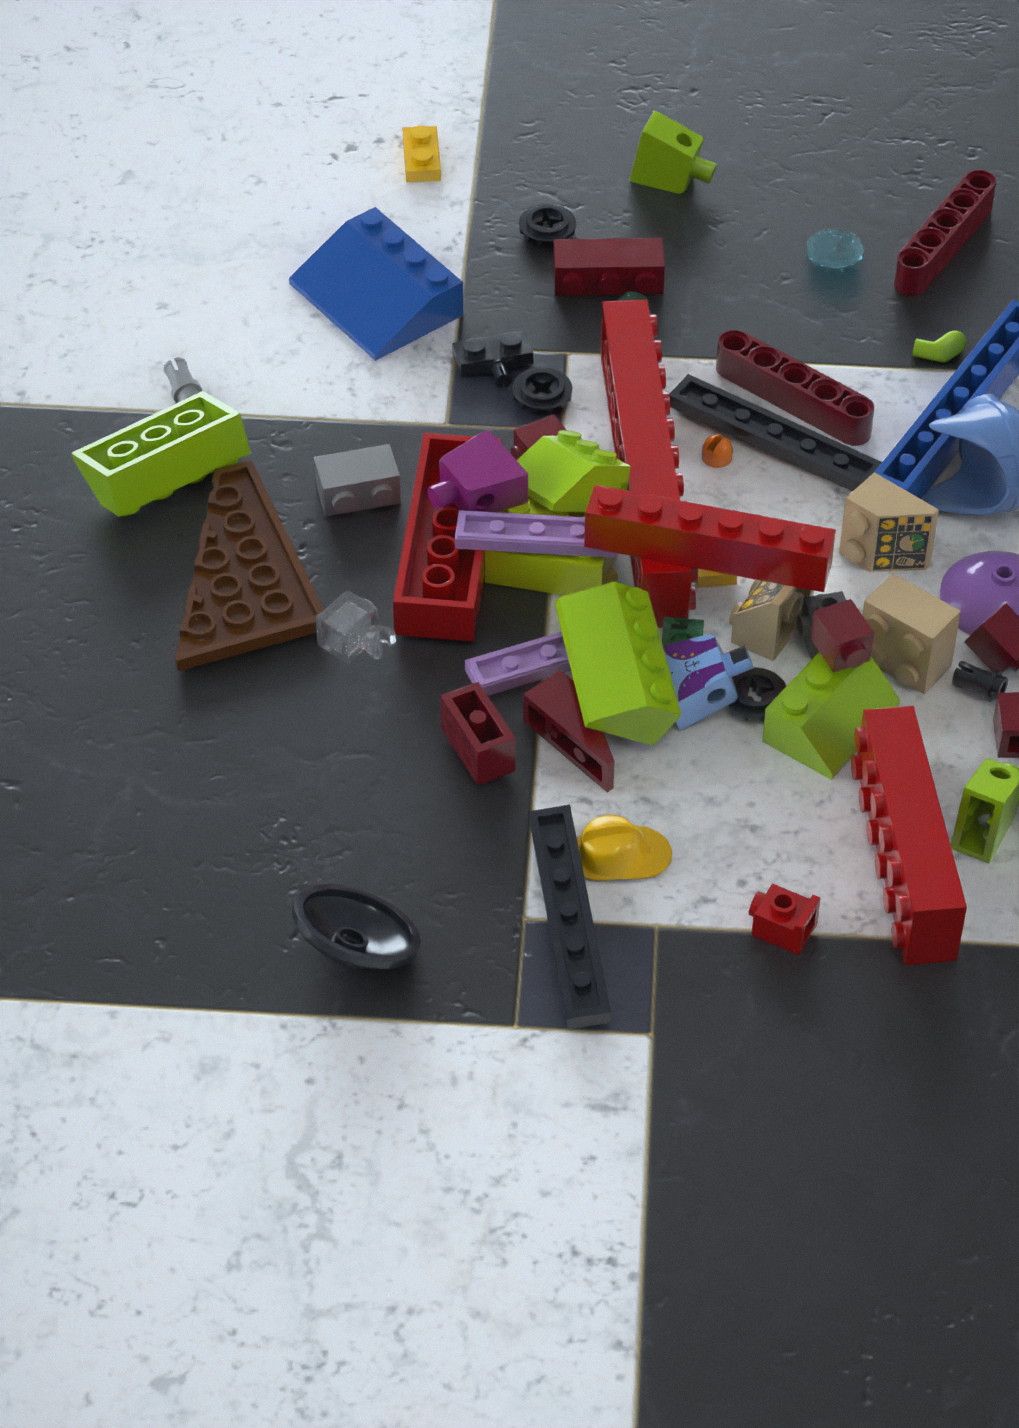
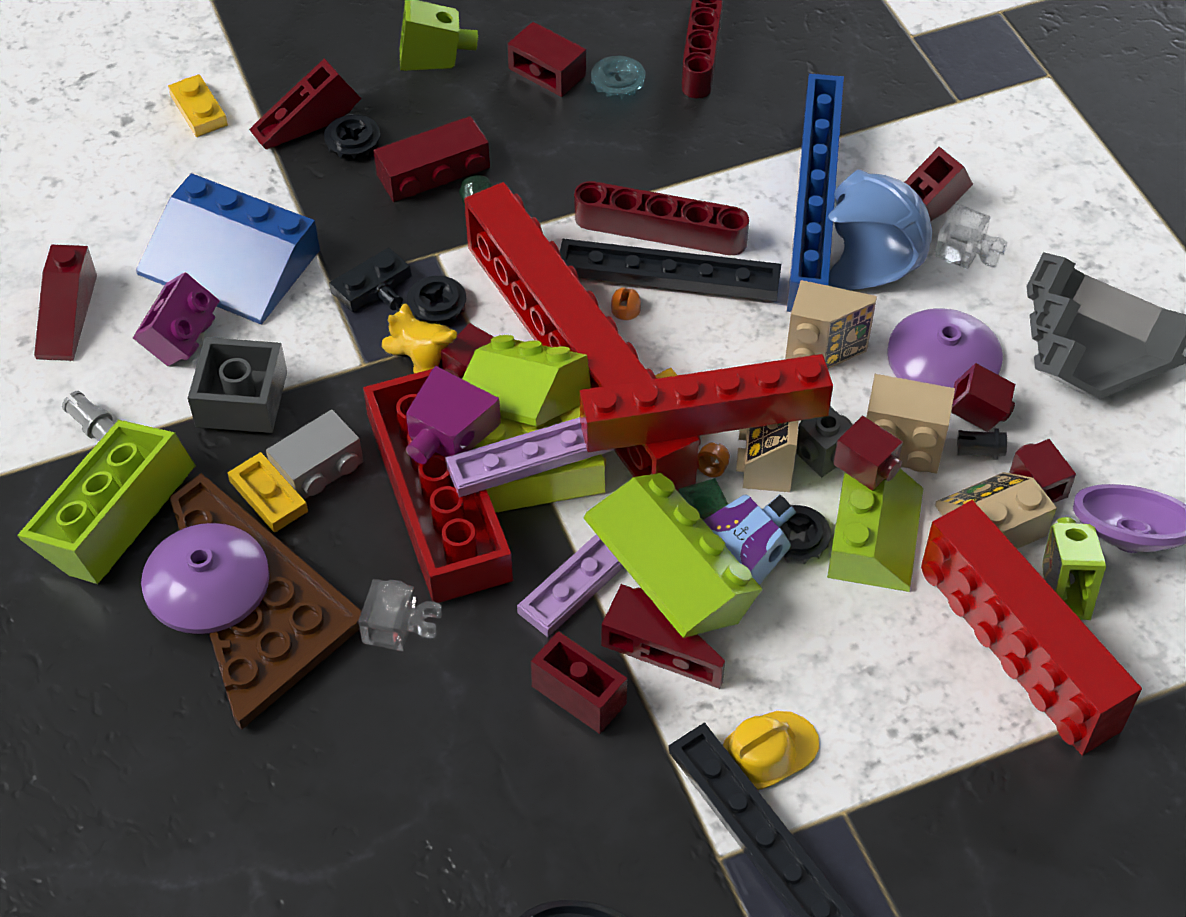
camera: 25 degrees left, 5 degrees up
(209, 541) = (210, 593): none -> medium lavender dish
(211, 282) = (64, 301): none -> dark red slope
(297, 328) = (177, 320): none -> magenta brick
(301, 495) = (267, 492): none -> yellow plate
(321, 398) = (237, 385): none -> dark grey brick
(501, 413) = (417, 339): none -> yellow animal
(519, 185) = (306, 107): none -> dark red slope
(714, 606) = (708, 456): none -> orange hinge
(772, 211) = (547, 59): none -> dark red brick
(784, 917) = (960, 756): red brick -> none
(942, 349) = (762, 139): lime arm -> none
(959, 744) = (1011, 503): none -> tan slope

